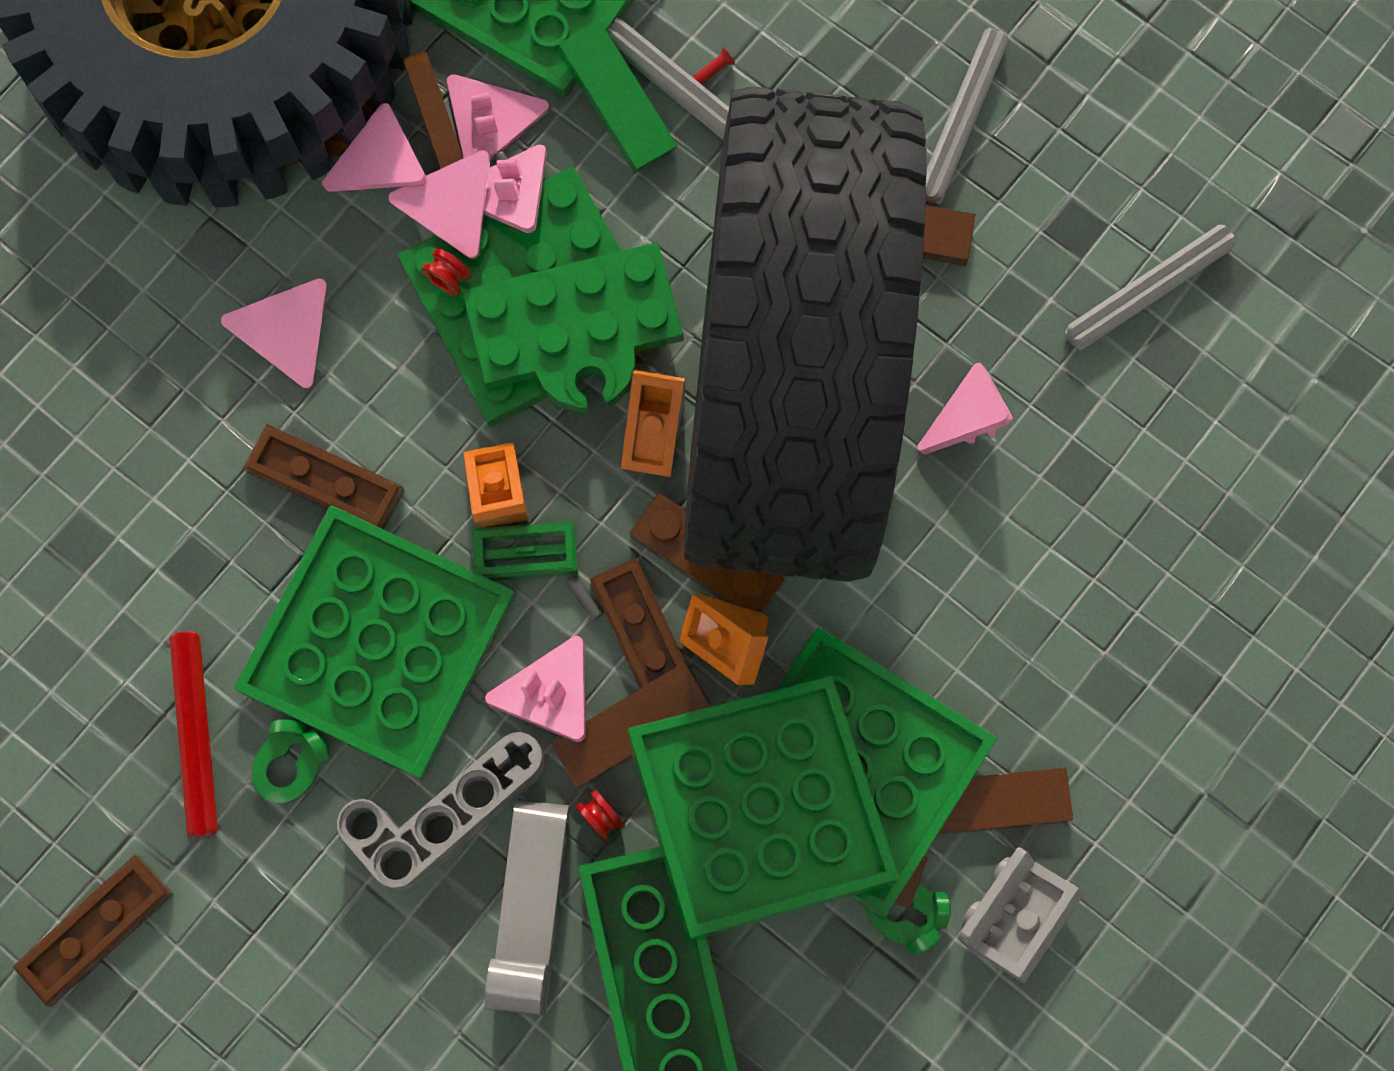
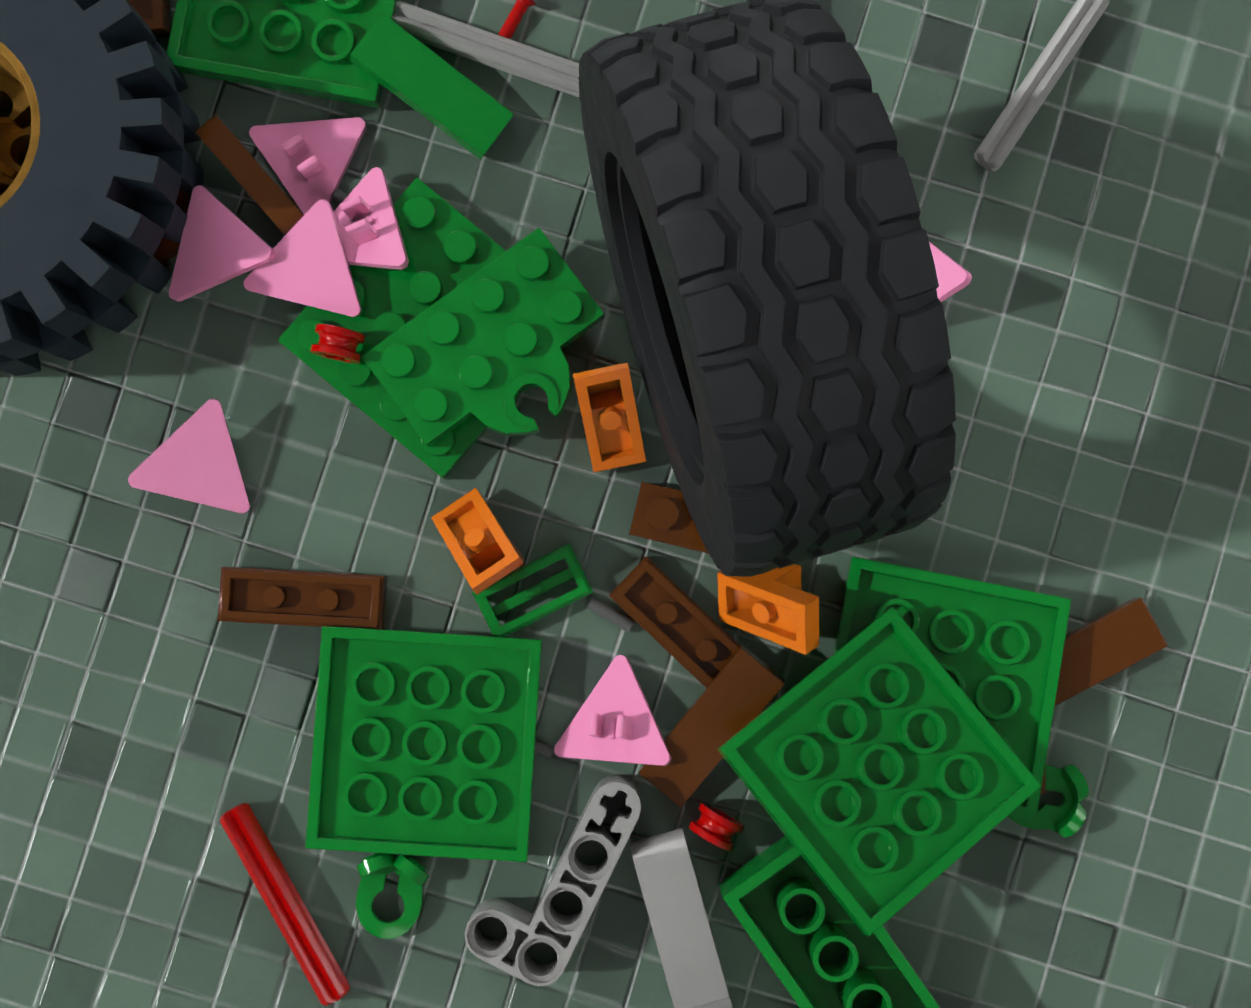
camera: 25 degrees left, 10 degrees up
(1019, 915) = (1155, 760): light grey bracket -> none

